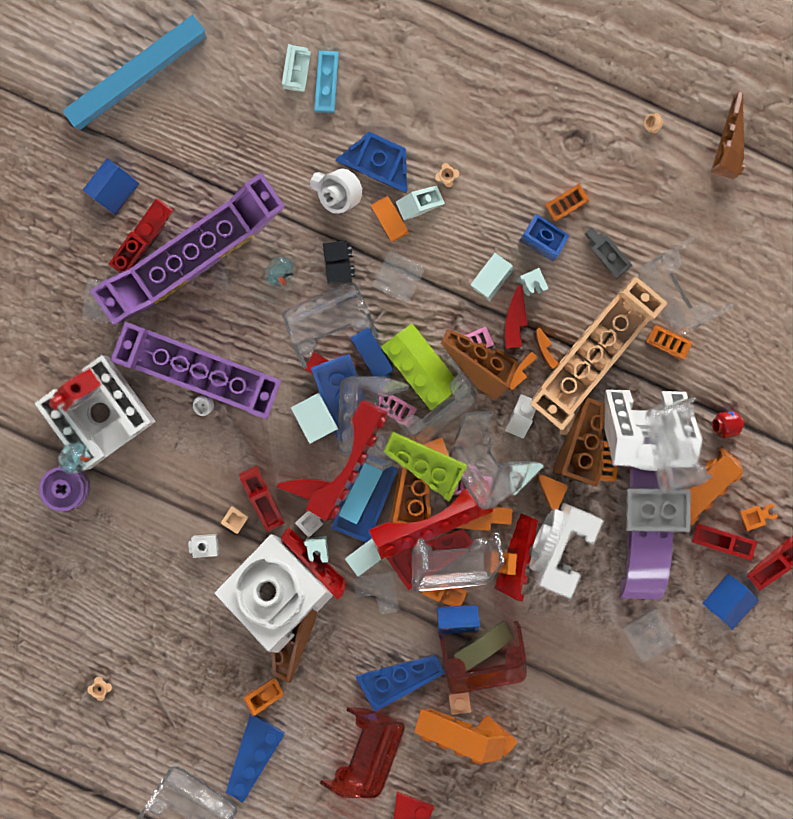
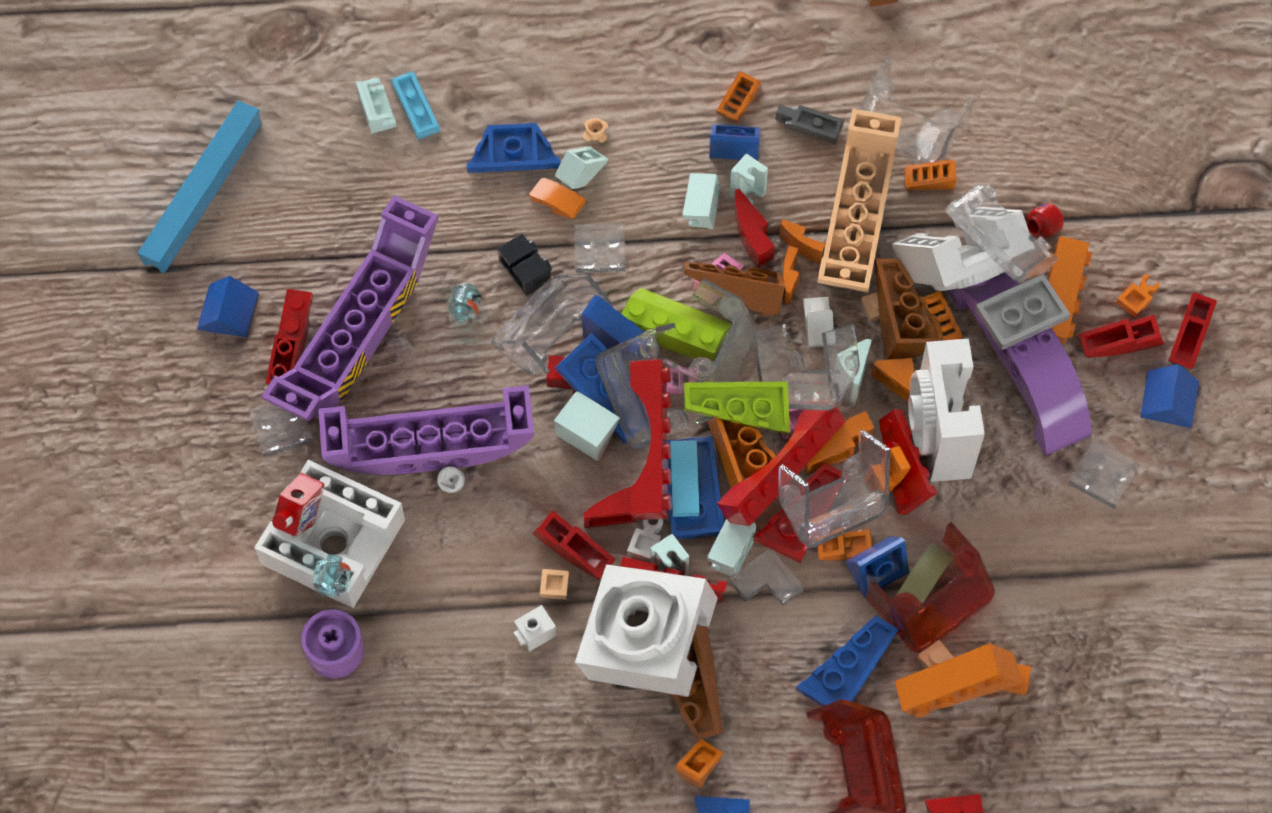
camera: 30 degrees left, 25 degrees down
(337, 190) = (485, 190): white piece -> none

